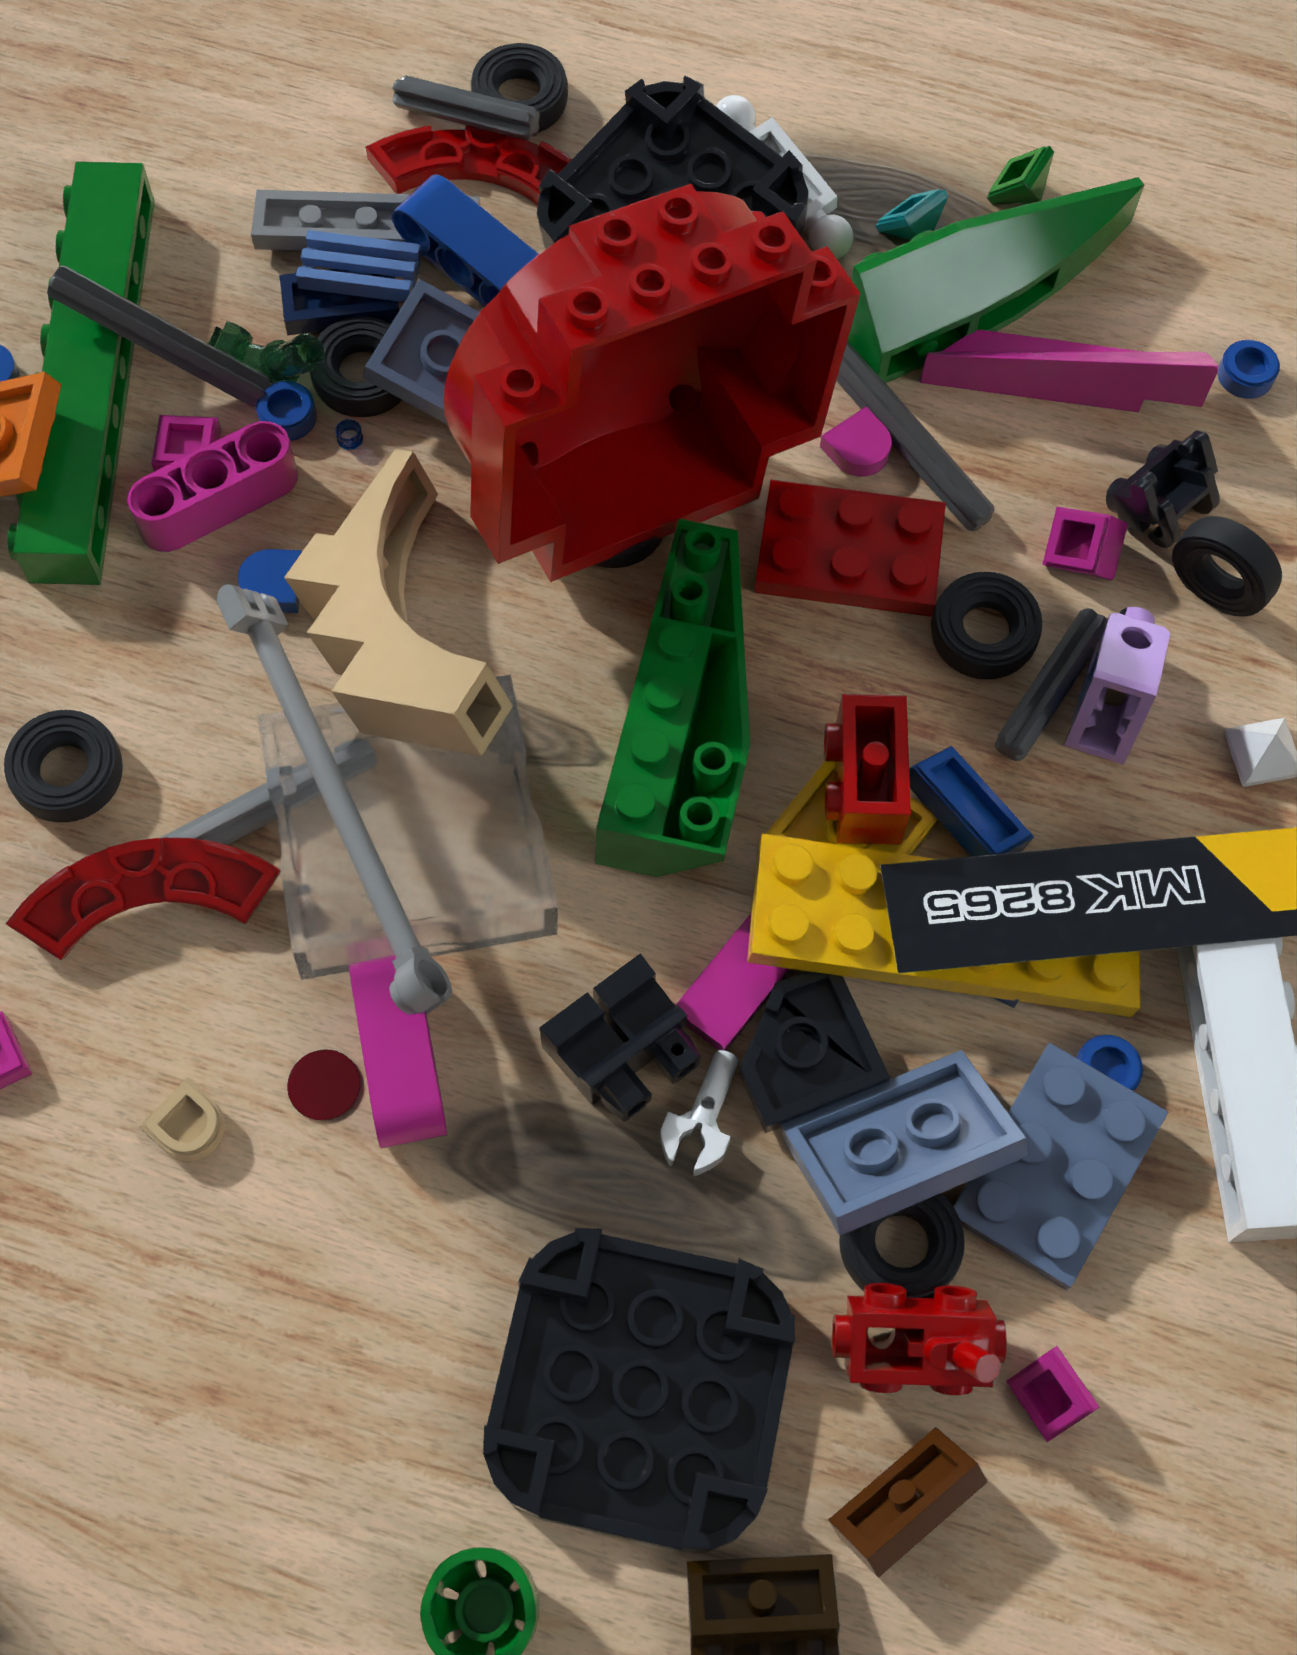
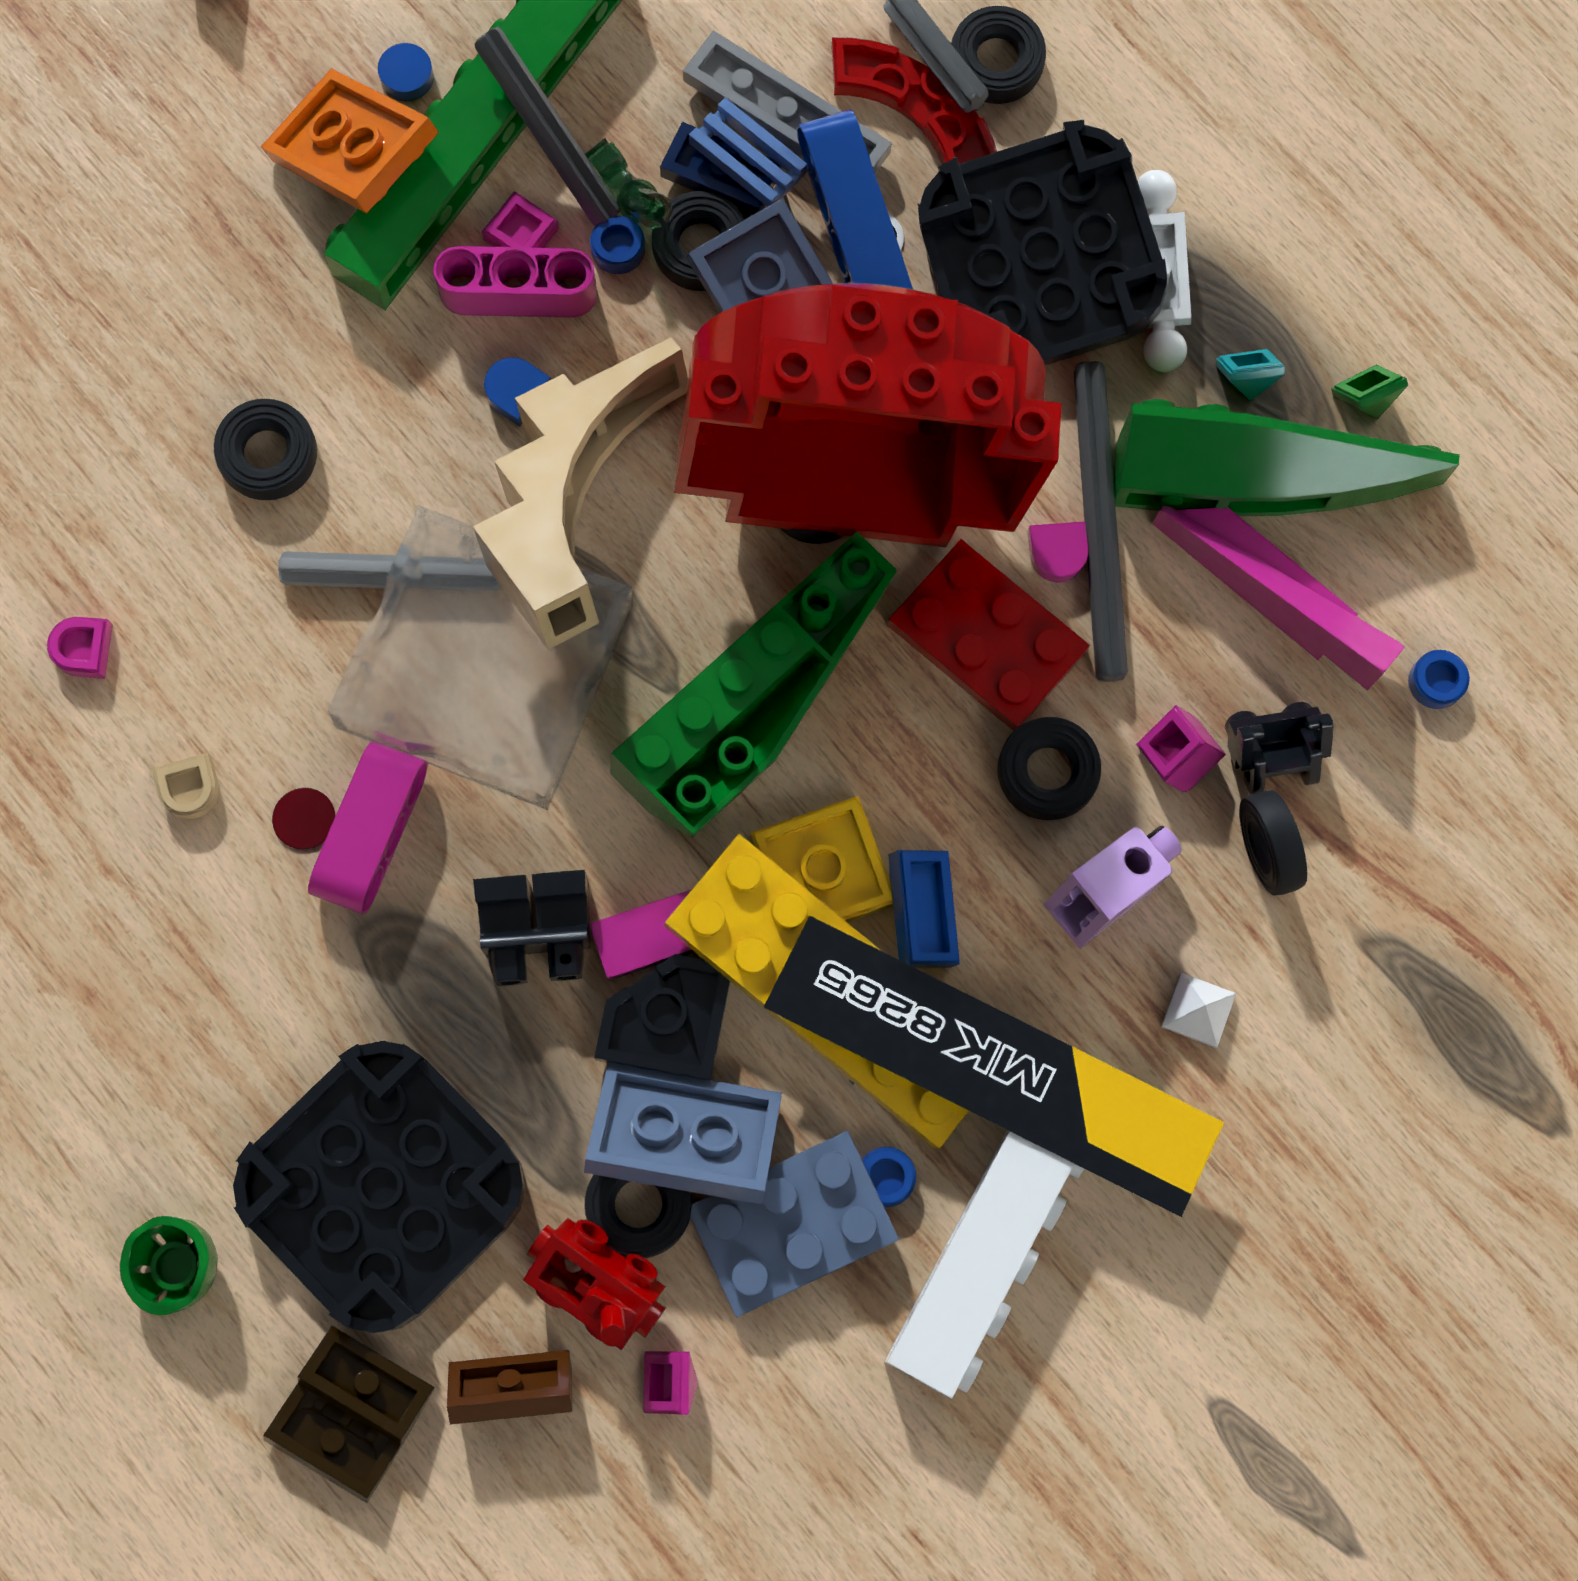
camera: 30 degrees right, 10 degrees up
(140, 875) = (266, 574): red tile -> none
(345, 425) = (650, 286): clear blue piece -> none
(418, 980) = (404, 790): light grey hinge -> none
(703, 1116) = (559, 1018): white bar -> none
(870, 769) = (854, 835): red brick -> none
(1050, 685) = (1063, 850): dark grey axle -> none

